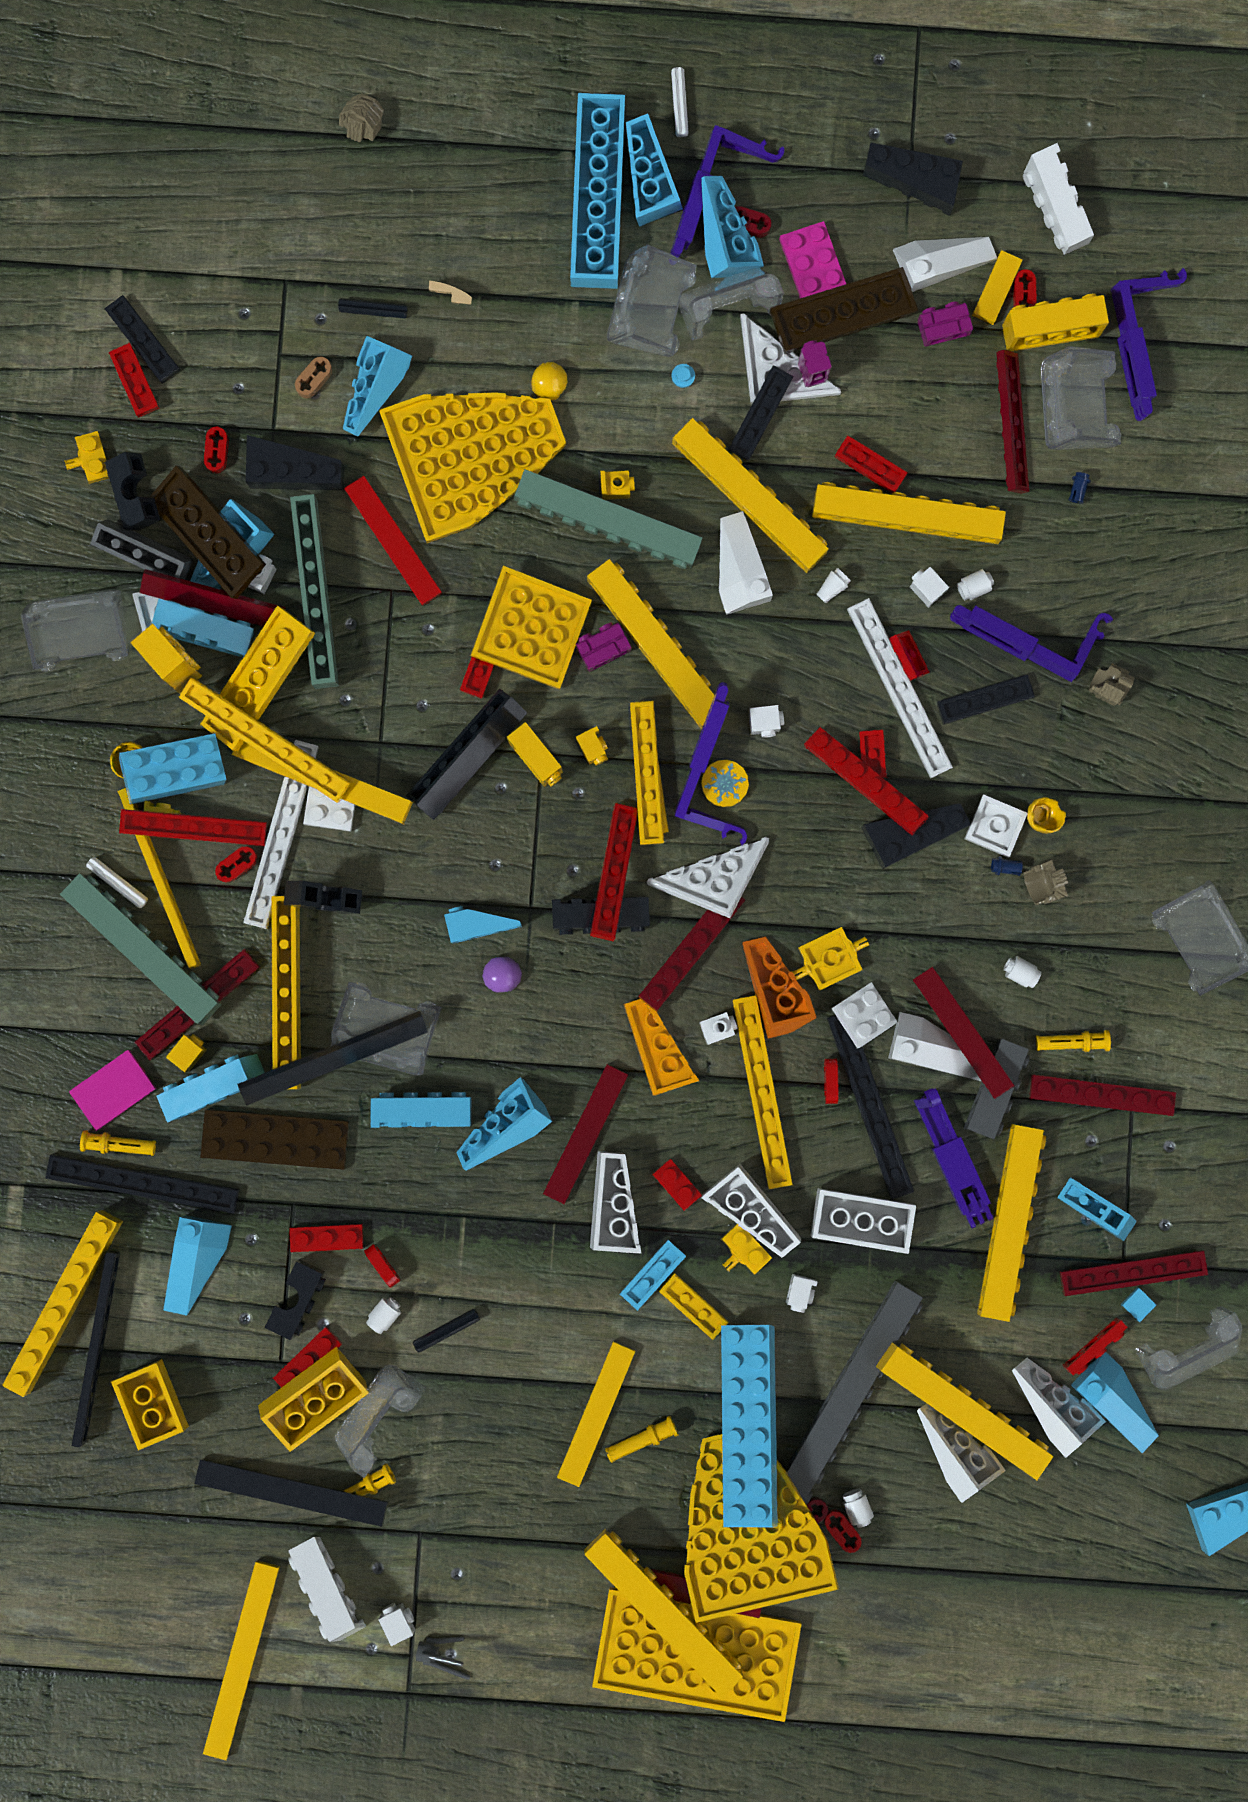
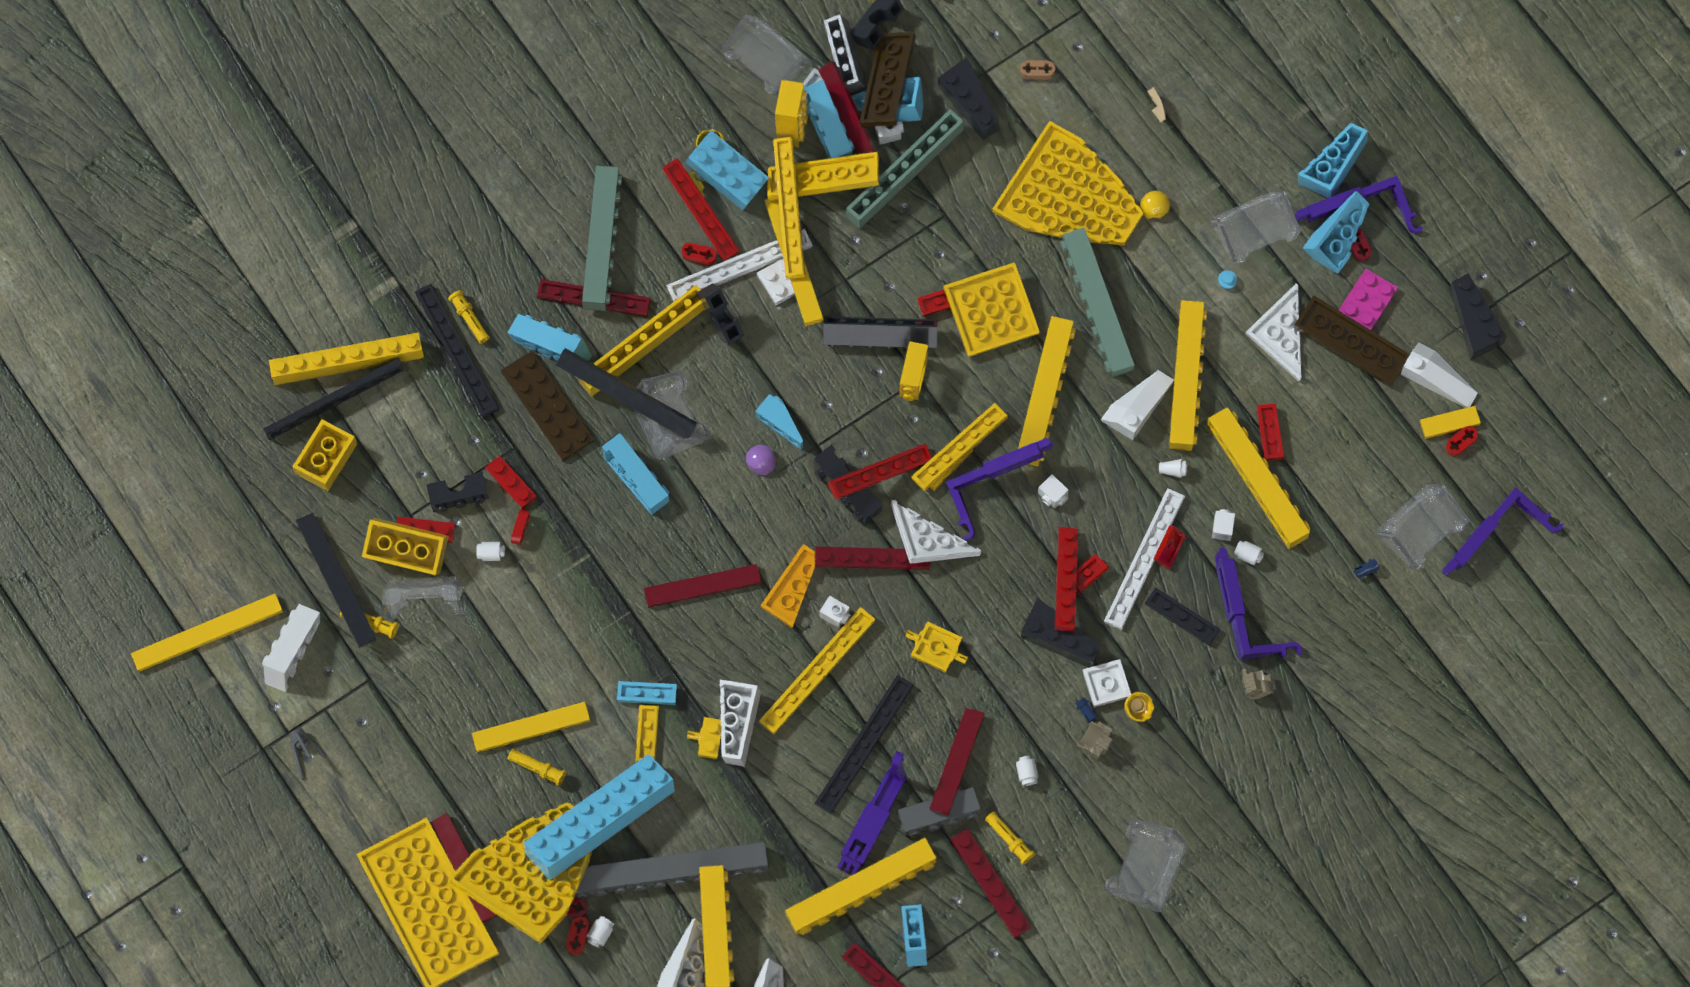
camera: 55 degrees right, 15 degrees down
(112, 1090) = (500, 289): dark pink tile -> none
(117, 882) = (630, 195): white axle -> none
(164, 891) = (646, 227): yellow tile -> none
(187, 1052) = (559, 313): yellow brick -> none
(194, 1257) = (436, 413): medium azure wedge -> none
(210, 450) = (945, 51): red beam -> none
(372, 308) = (1109, 70): black axle -> none
(378, 376) = (1072, 105): medium azure wedge -> none
(393, 541) = (976, 191): red tile -> none
(397, 1623) = (303, 705): white brick -> none
(446, 1330) = (510, 597): black axle -> none
(512, 1121) = (676, 536): medium azure wedge -> none
(592, 746) = (949, 402): yellow brick -> none
(597, 190) = (1295, 141): medium azure brick -> none
(603, 646) = (1016, 361): magenta brick -> none
(610, 491) = (1124, 299): yellow brick -> none
(613, 1206) = (669, 634): white wedge -> none
(663, 1612) = (439, 858): yellow brick -> none
(677, 1184) = (716, 665): red plate -> none
(679, 101) = (1396, 147): white axle -> none
(699, 302) = (1278, 252): clear windscreen -> none
(725, 783) = (993, 500): yellow tile -> none
(760, 413) = (1244, 342): black tile -> none
(779, 996) = (887, 632): orange wedge -> none
(800, 1292) = (709, 790): white brick -> none
(814, 363) = (1299, 345): magenta brick -> none
(831, 1080) = (859, 706): red beam -> none
(863, 1220) = (786, 791): white brick -> none
(864, 1015) = (918, 695): white plate -> none
(928, 1046) = (930, 747): white wedge -> none
(944, 324) = (1397, 407): magenta brick -> none
(1012, 421) = (1372, 495): dark red plate -> none
(1055, 322) = (1455, 470): yellow brick -> none
(1057, 199) = (1536, 413): white wedge -> none

